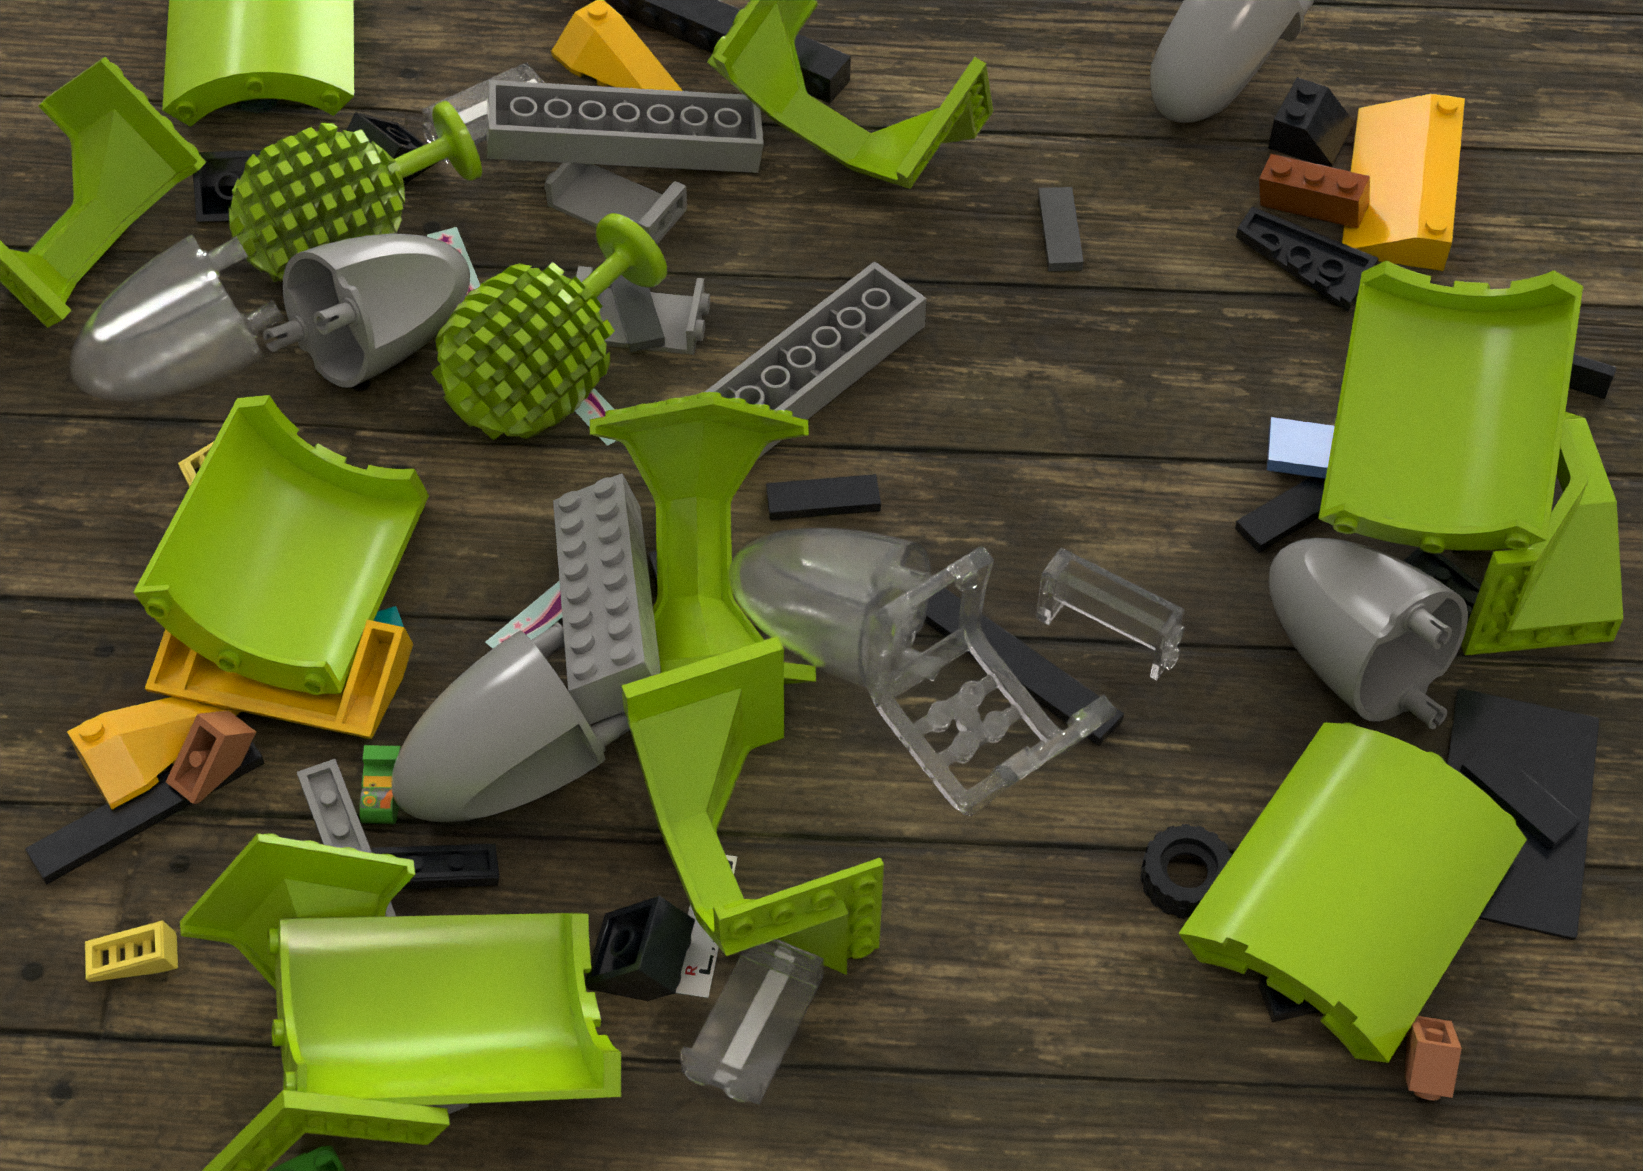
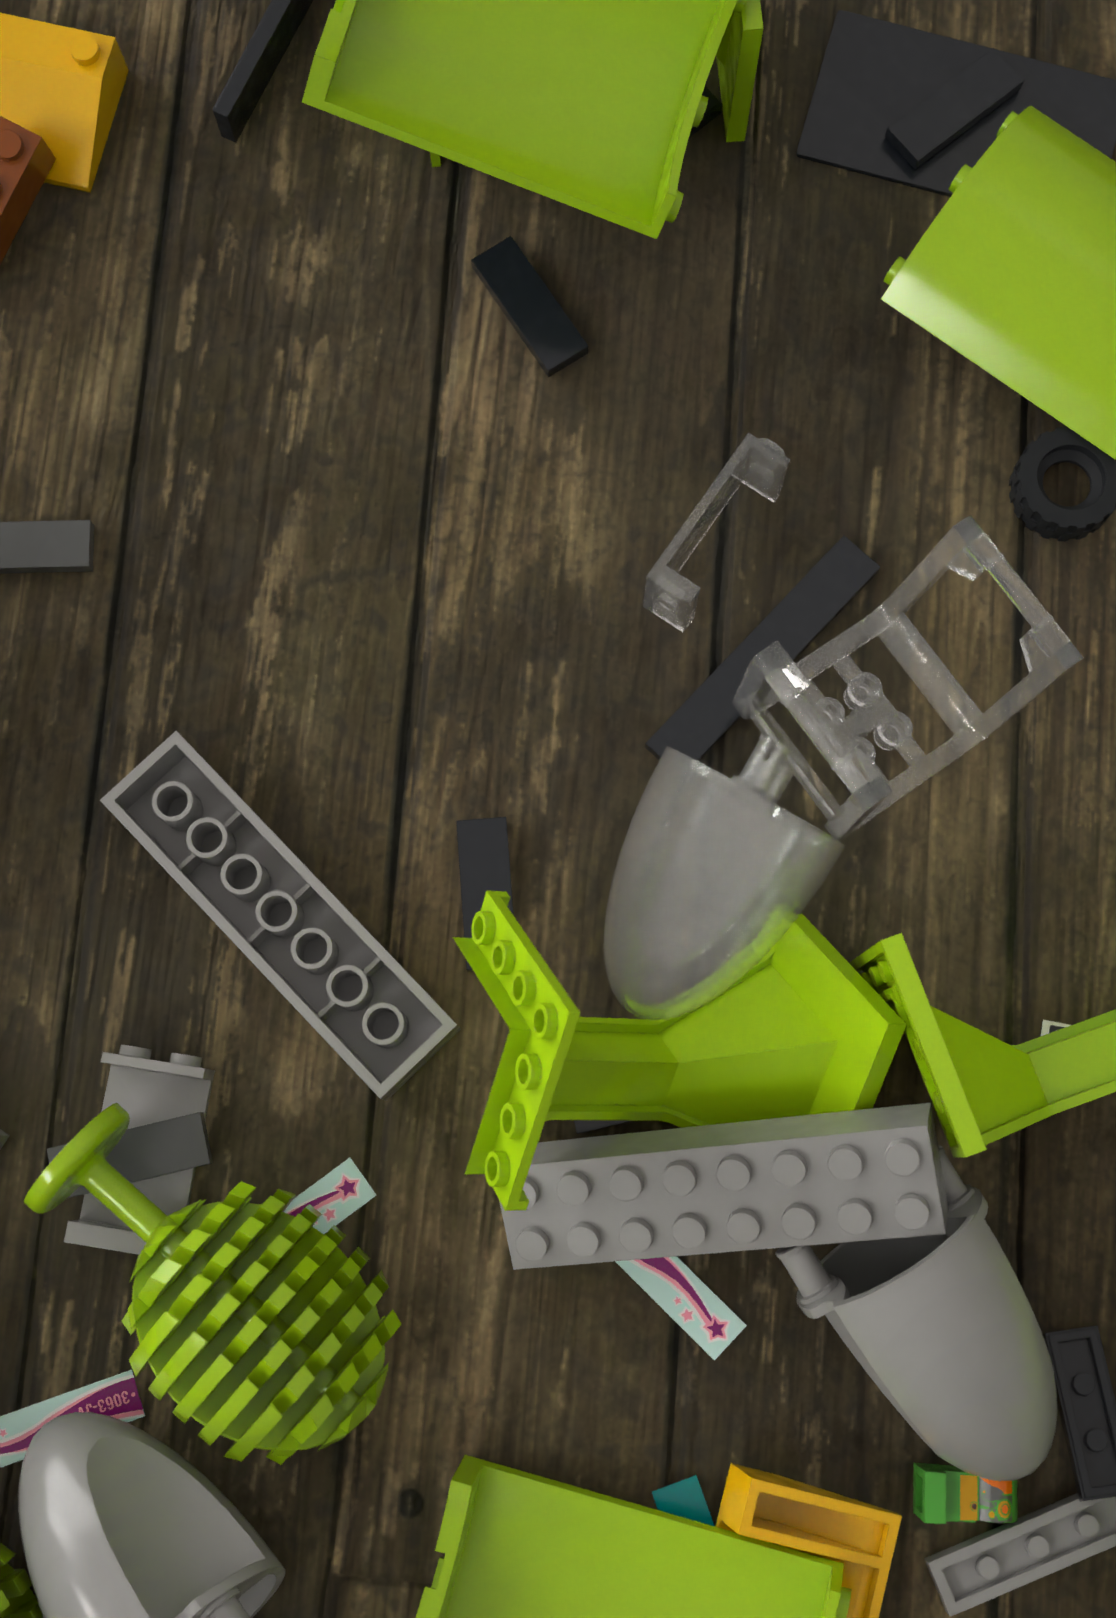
camera: 85 degrees left, 25 degrees up
(1299, 447) = (441, 251): tile -> none
(1309, 256) = (103, 223): black wing -> none
(1368, 625) = (756, 226): light grey windscreen -> none

